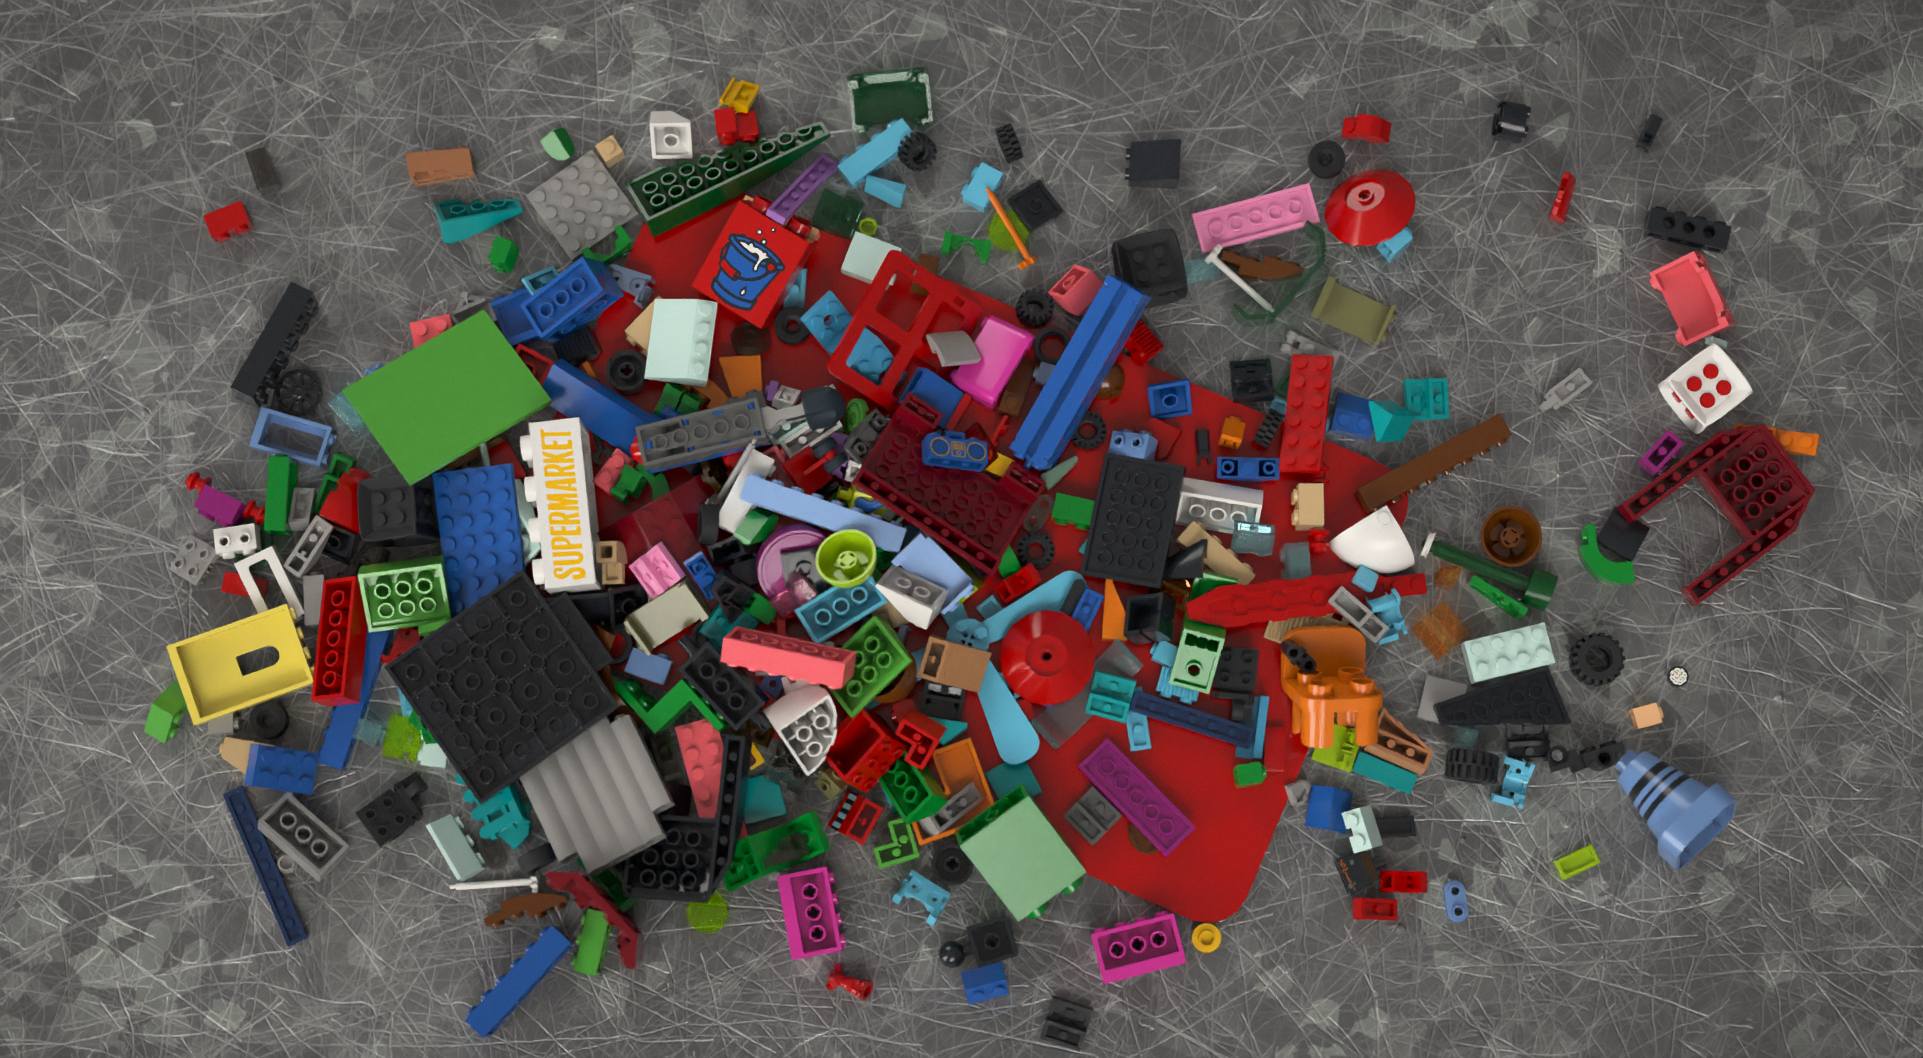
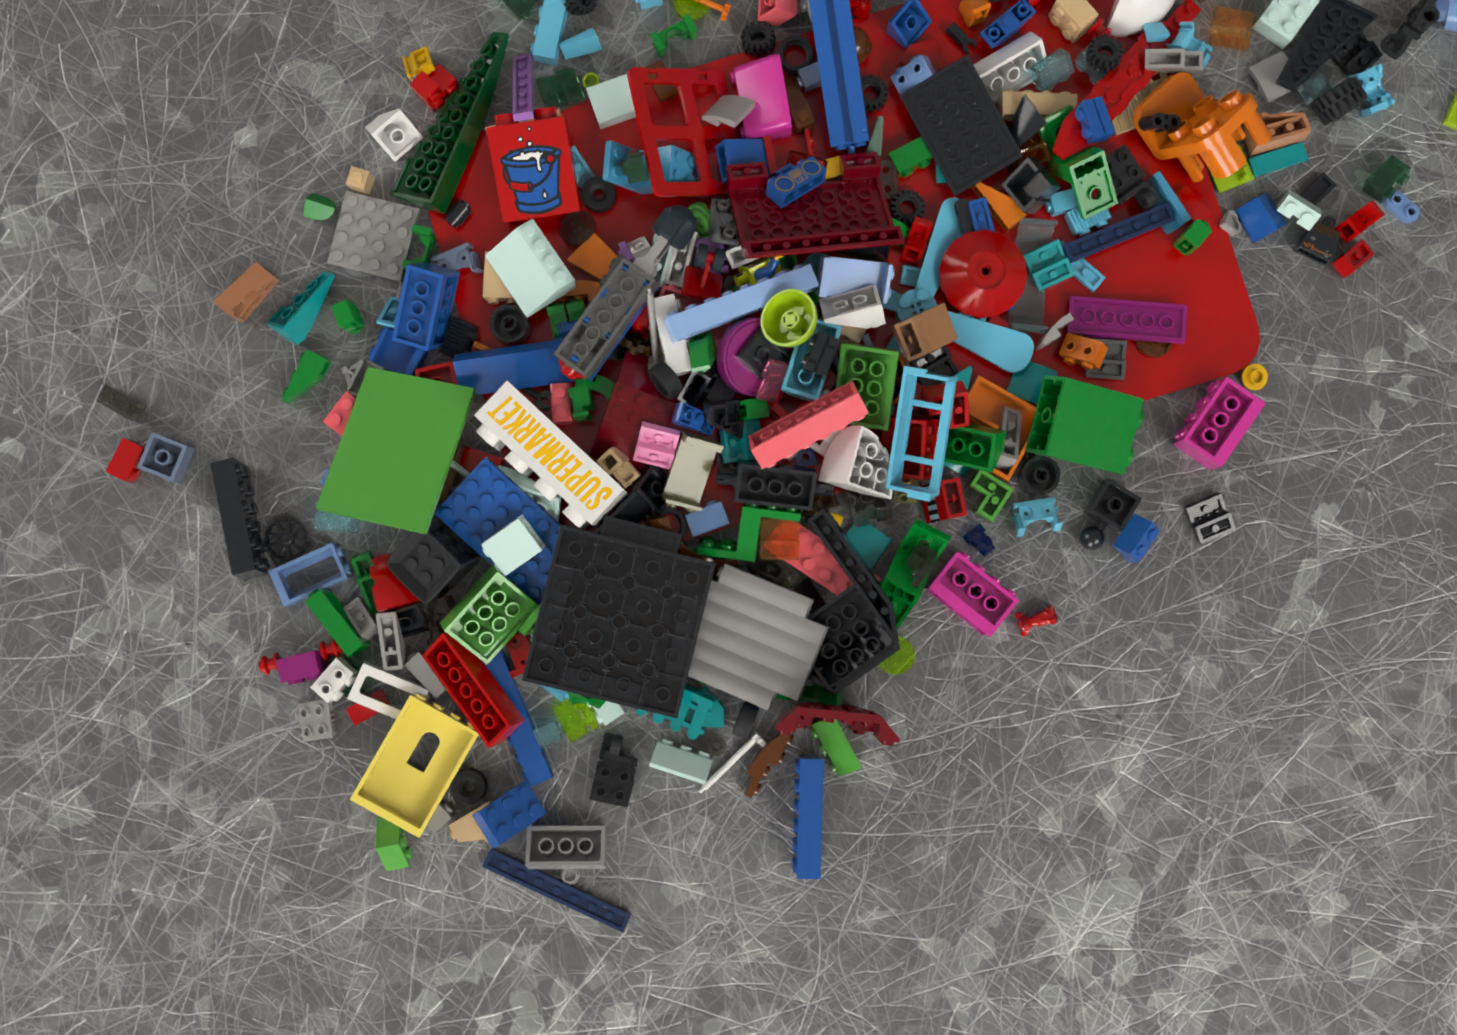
camera: 35 degrees left, 5 degrees up
(260, 245) = (166, 458): none -> sand blue brick
(434, 273) = (310, 371): none -> green slope
(472, 553) = (513, 545): none -> light aqua brick
(664, 245) = (458, 214): none -> black brick
(691, 733) = (779, 539): none -> clear orange slope
(831, 331) = (635, 167): none -> clear green brick
(848, 609) = (821, 355): none -> black brick
(858, 728) = (901, 433): none -> medium azure piece
(858, 873) = (976, 537): none -> clear blue plate
(1057, 756) = (1053, 333): none -> light grey slope
(1076, 792) = (1083, 351): none -> orange brick
(1240, 608) = (1094, 120): none -> blue brick
(1295, 568) = (1109, 45): none -> black tyre
(1459, 866) = (1387, 179): none -> clear green brick

